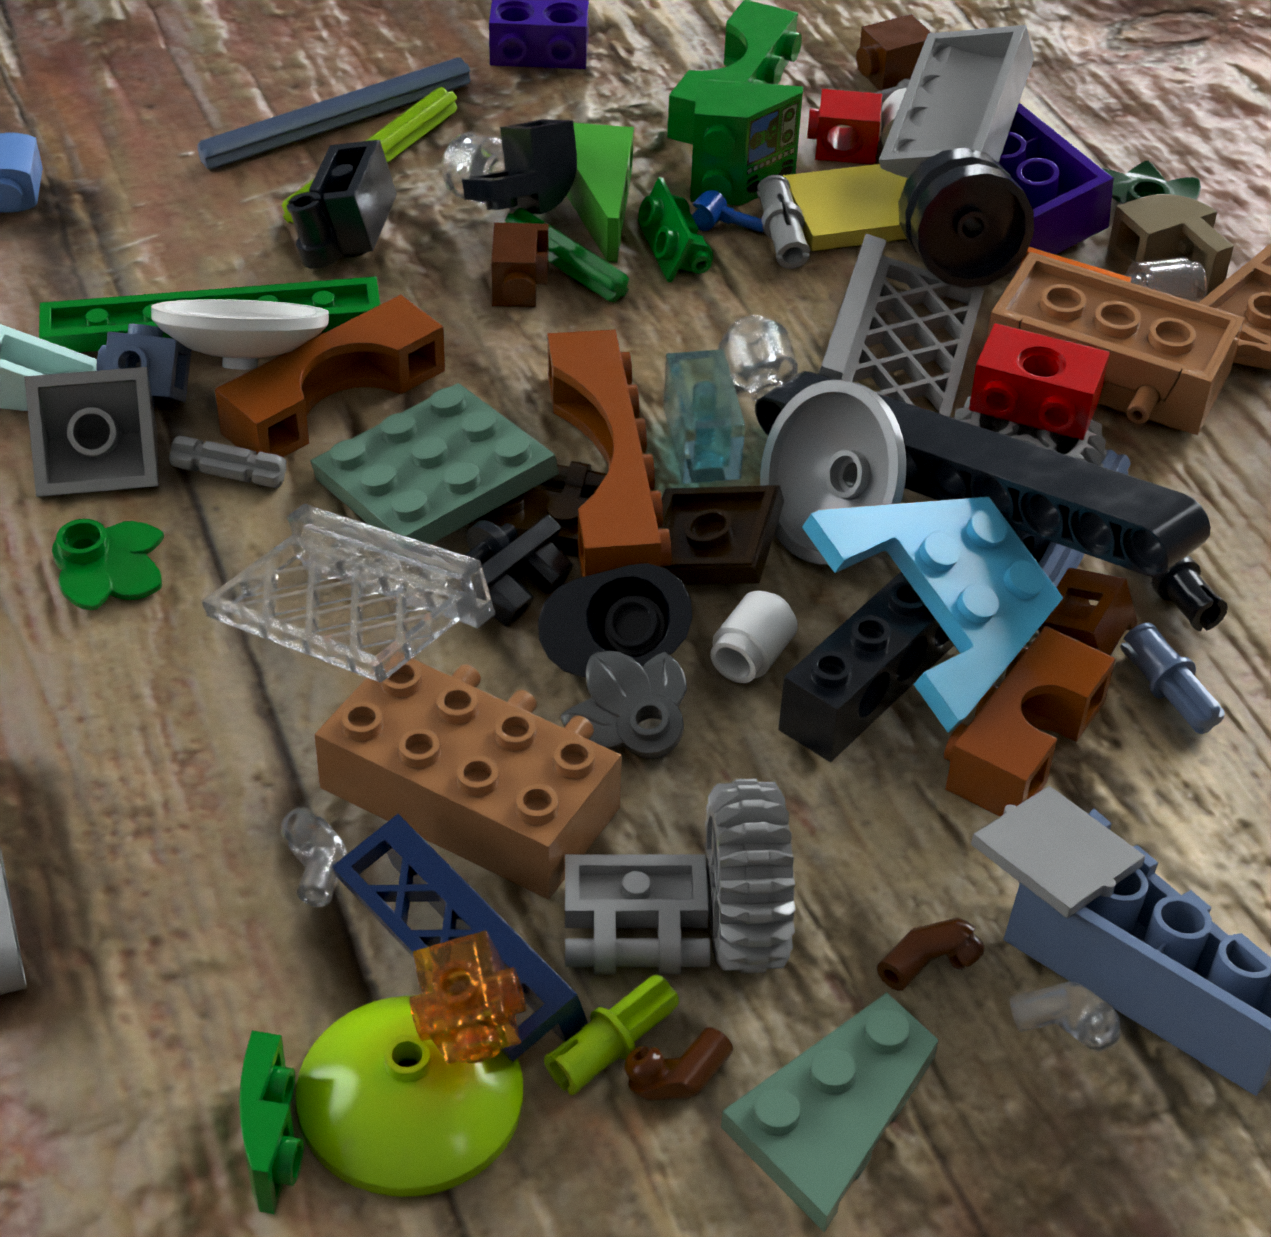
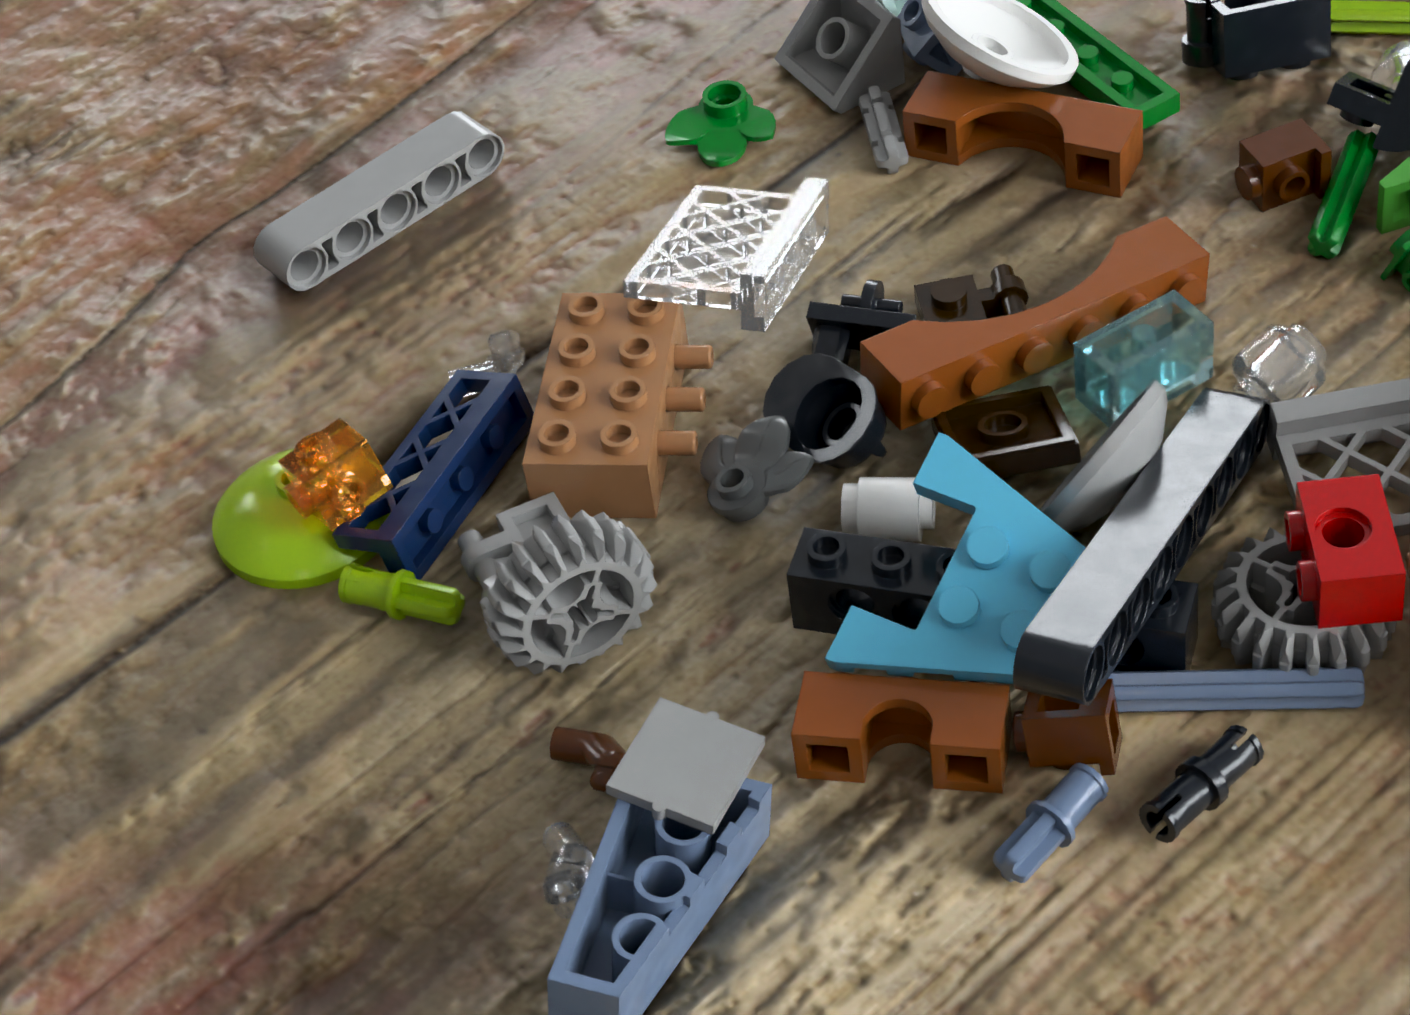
camera: 75 degrees right, 0 degrees up
(266, 1120) = (207, 450): green slope -> none
(434, 466) = (952, 235): sand green plate -> none
(680, 1077) = (386, 651): reddish brown arm -> none
(831, 1104) = (409, 749): sand green wing -> none

